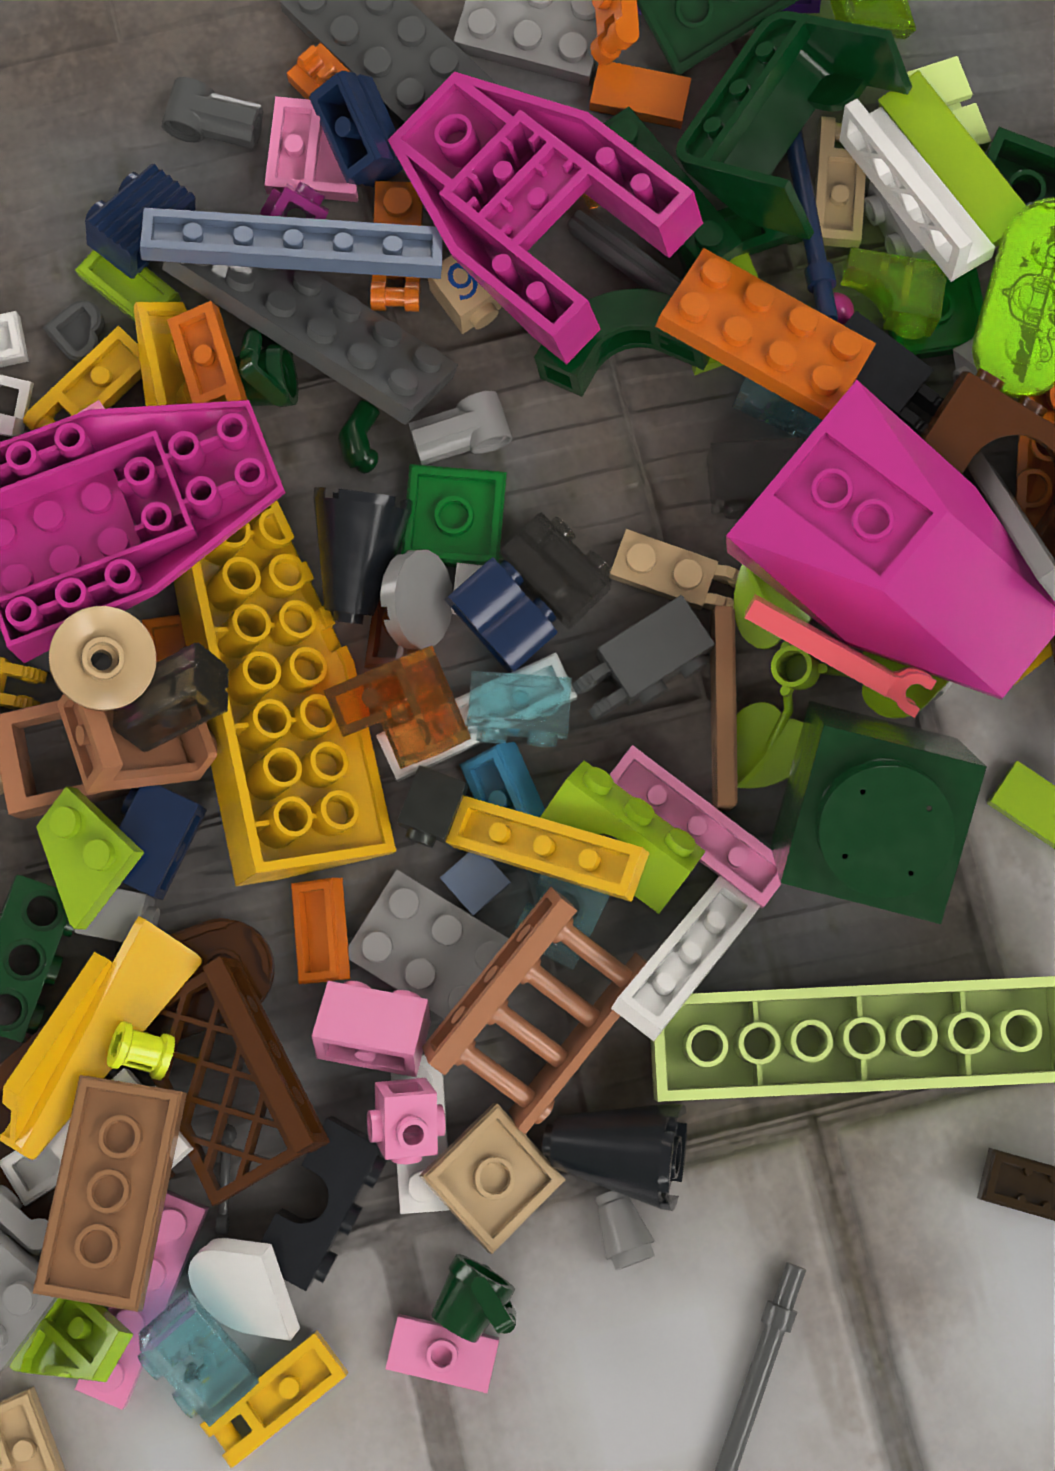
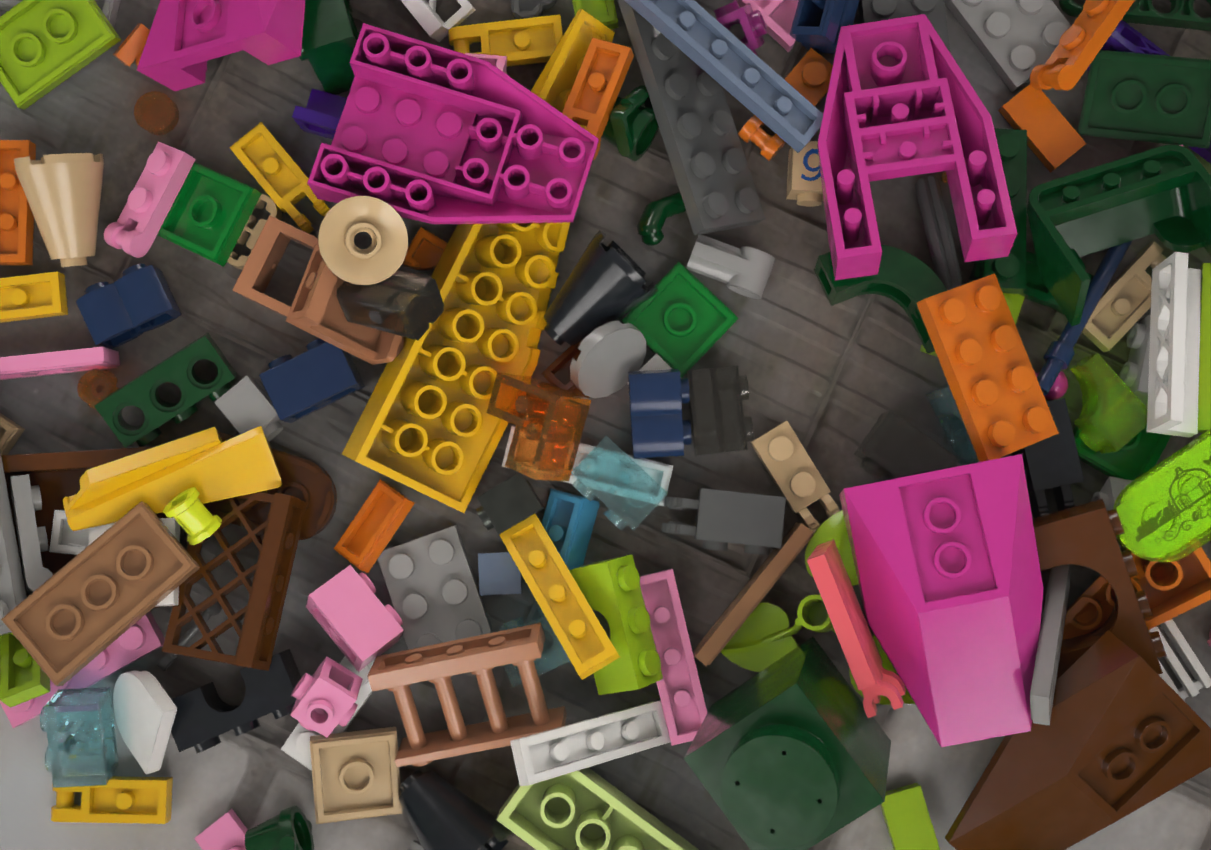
camera: 45 degrees right, 5 degrees up
(85, 855) = (258, 358): lime wing -> none

